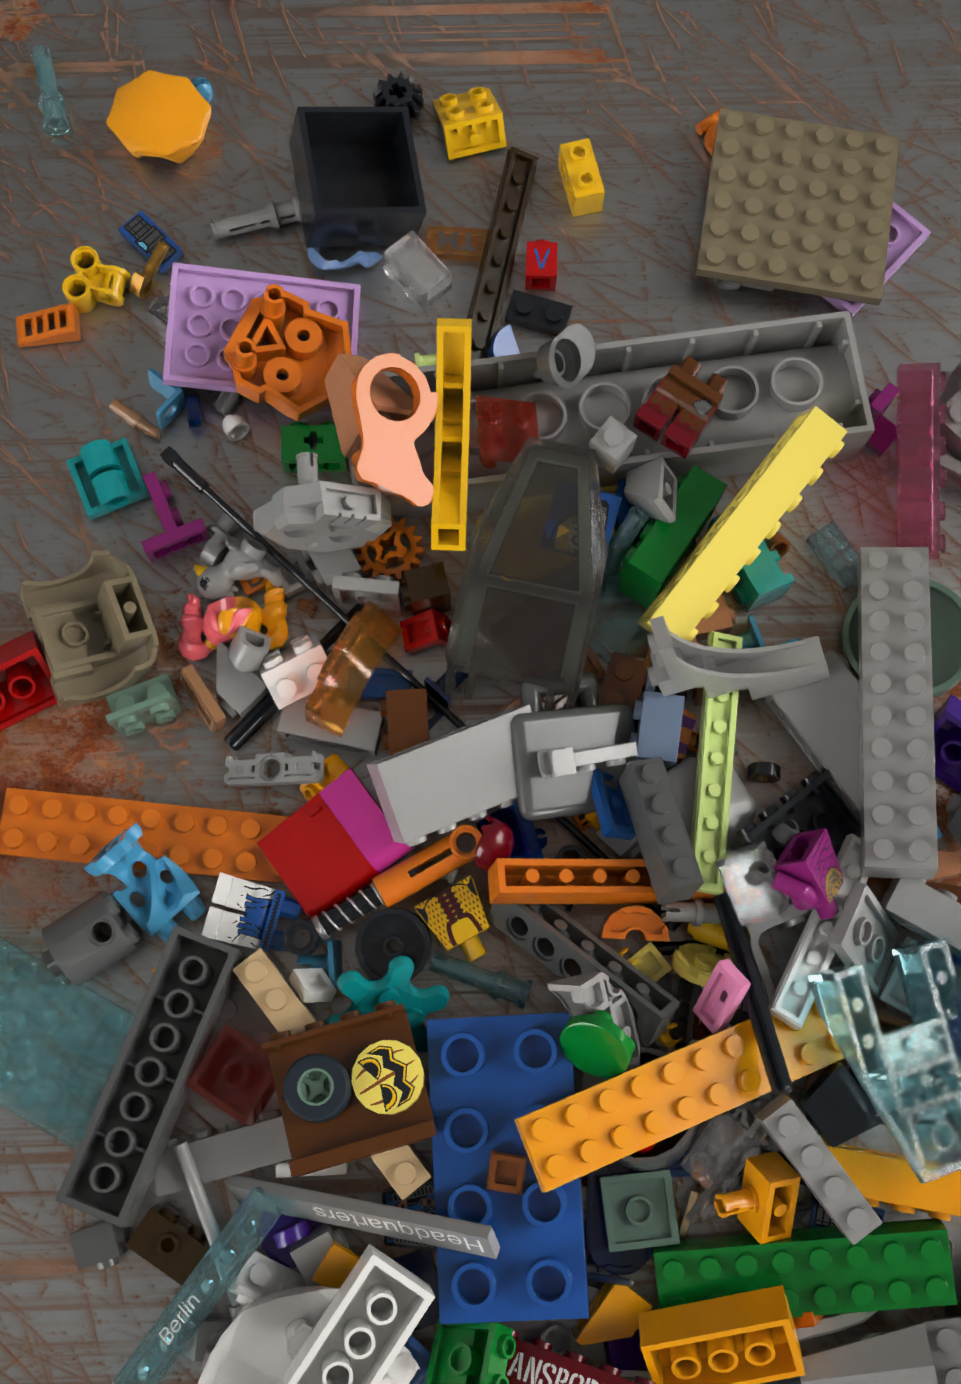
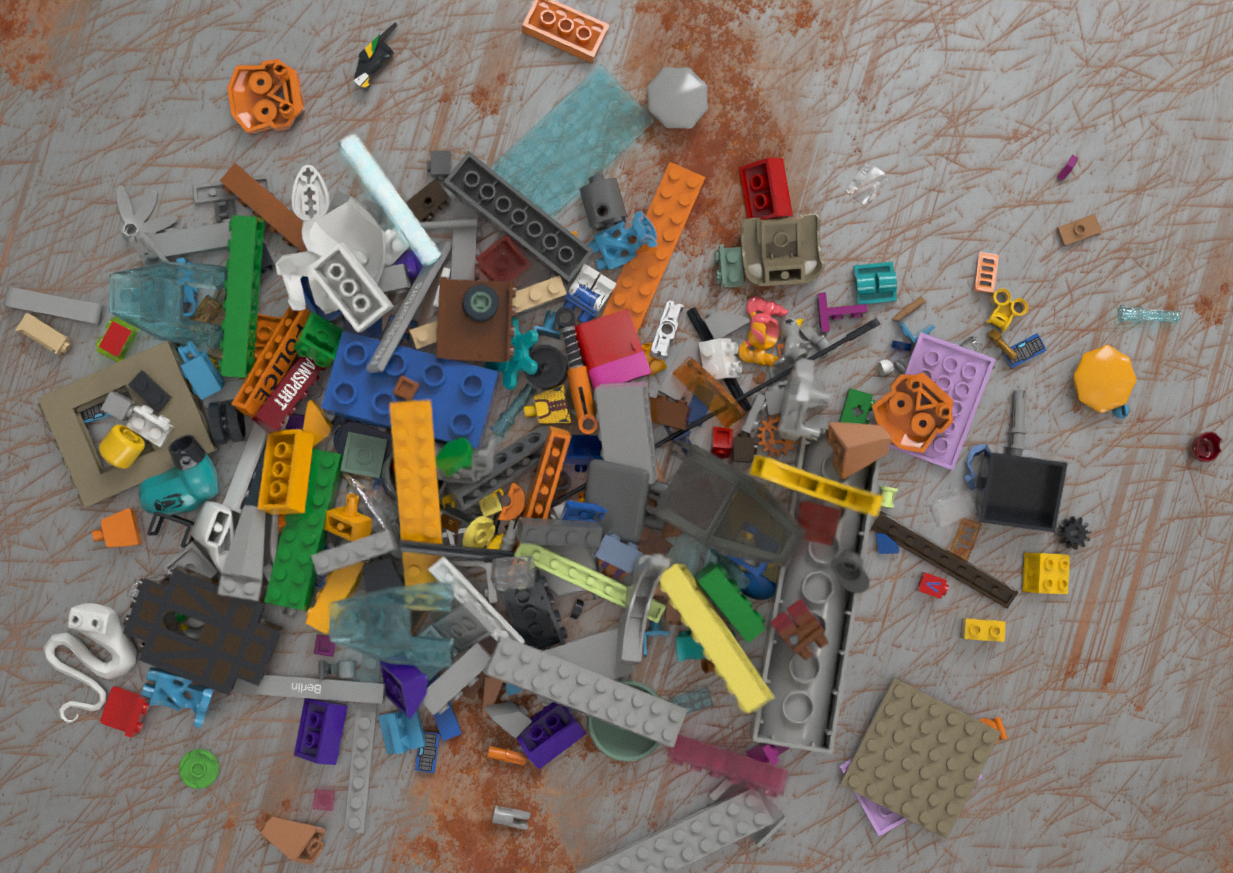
camera: 110 degrees right, 10 degrees up
(203, 698) = (721, 302): medium nougat plate -> none
(245, 655) = (738, 336): light grey plate -> none
(312, 985) = (538, 316): white plate -> none
(335, 1266) = (388, 285): light orange piece -> none
(387, 446) = (818, 446): animal -> none
(388, 1077) = (474, 341): tile -> none
(494, 843) = (581, 439): dark red hair -> none
(537, 313) = (902, 574): black plate -> none
(565, 761) = (614, 490): plate -> none
(612, 444) = (788, 579): light grey brick -> none
(653, 490) = (757, 597): light grey slope -> none
(714, 1005) = (458, 533): bright pink piece -> none
(804, 870) = (509, 603): magenta torso -> none

